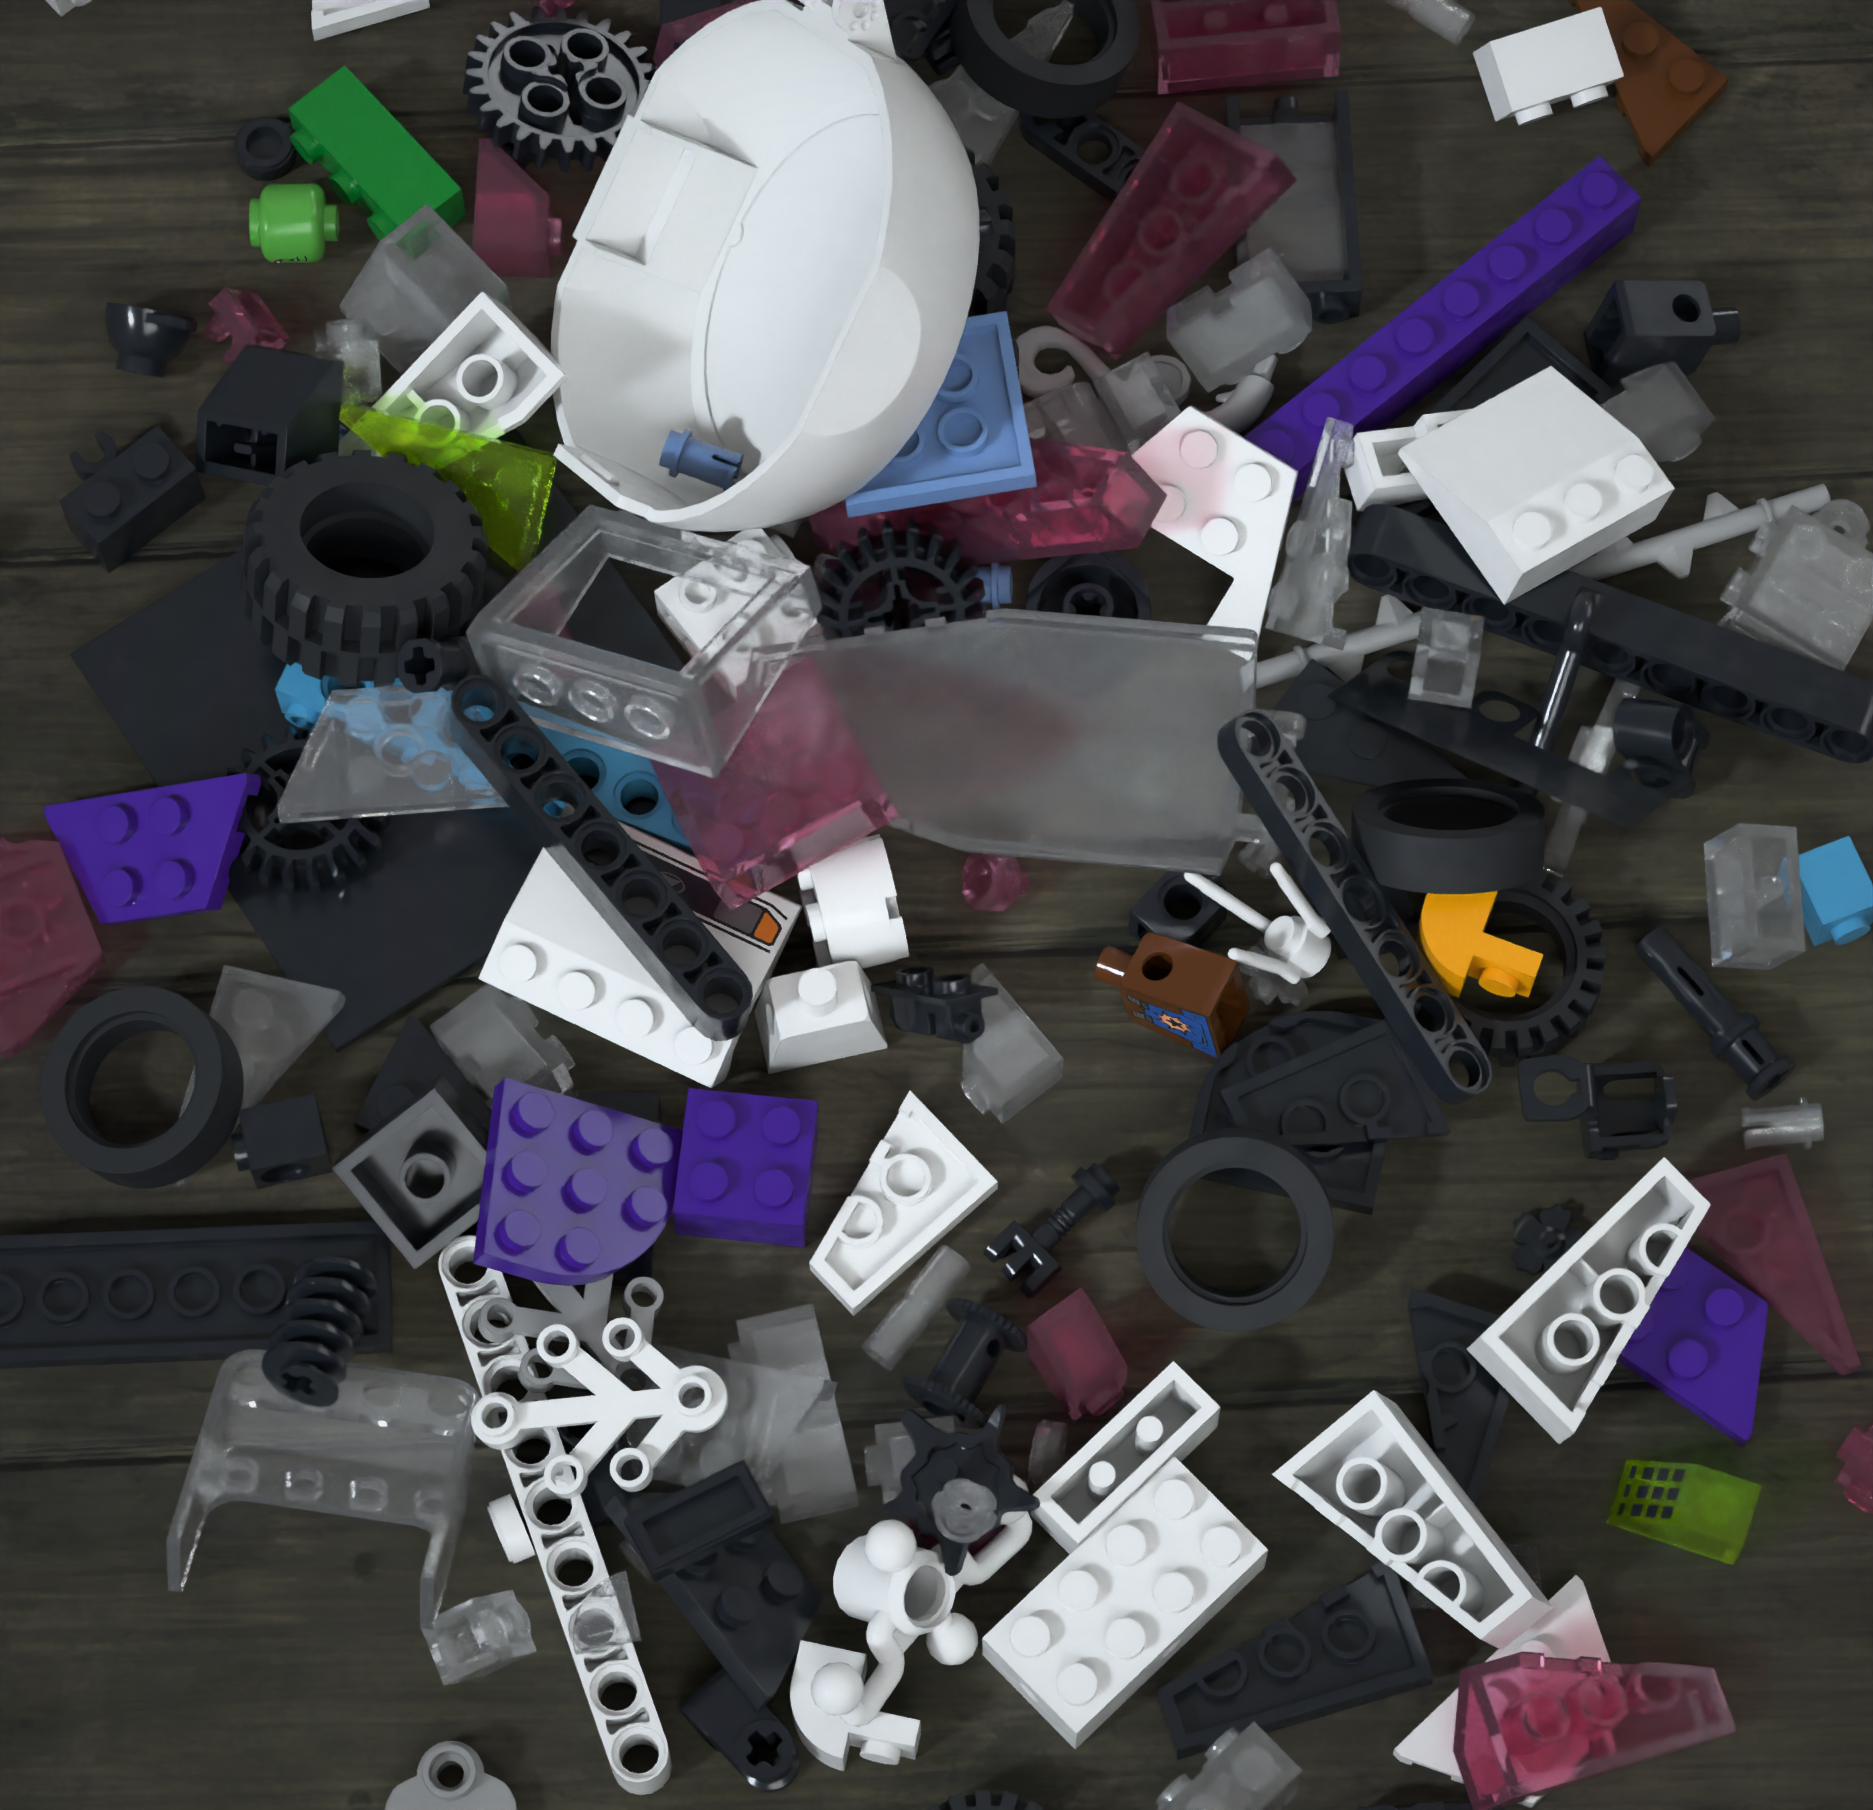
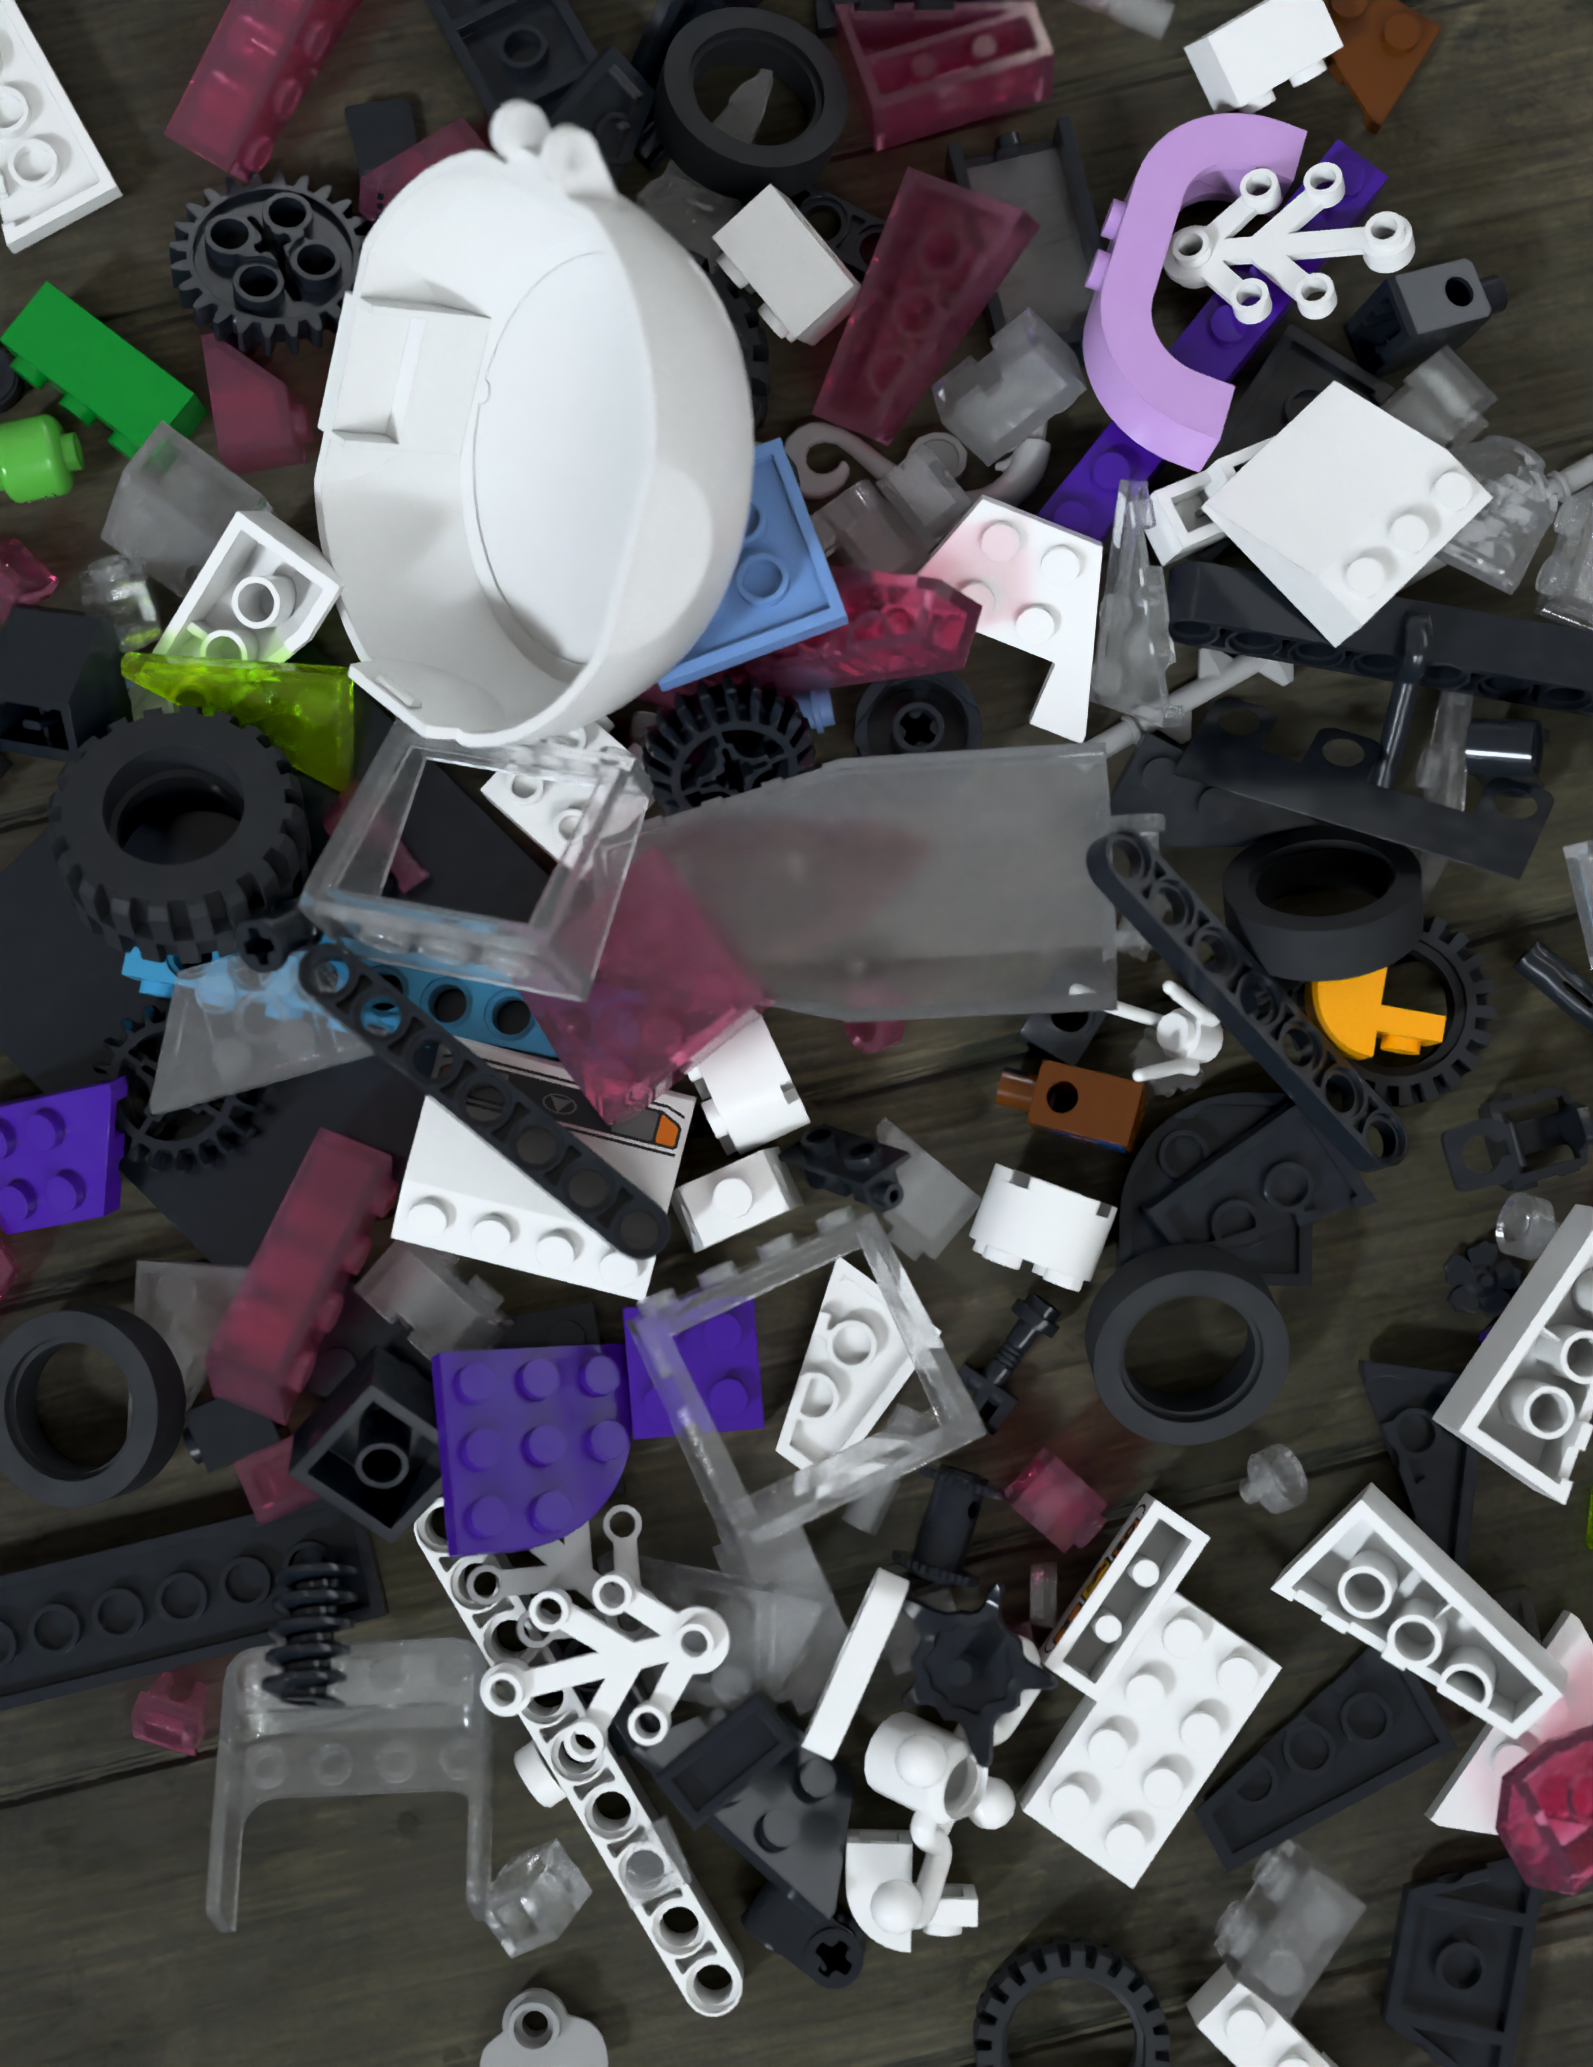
camera: 10 degrees left, 15 degrees up
(154, 1407) = (169, 1722): none -> clear pink tile
(313, 1195) = (268, 1485): none -> clear pink tile
(380, 1000) = (300, 1276): none -> clear pink wedge
(700, 460) = (498, 647): medium blue pin -> none
(774, 1285) = (847, 1474): none -> clear windscreen
(844, 1458) = (855, 1663): none -> white beam
(959, 1523) = (986, 1708): clear plate -> none
(1047, 167) = (789, 265): none -> white brick
(1115, 1093) = (1043, 1225): none -> white brick
(1301, 1387) = (1274, 1480): none -> clear tile
(1446, 657) = (1282, 708): clear brick -> none
(1448, 234) = (1280, 243): none -> white plant
(1461, 153) = (1131, 372): none -> lavender arch
(1598, 1191) = (1525, 1226): none -> clear tile
(1698, 520) = (1508, 530): none -> clear slope

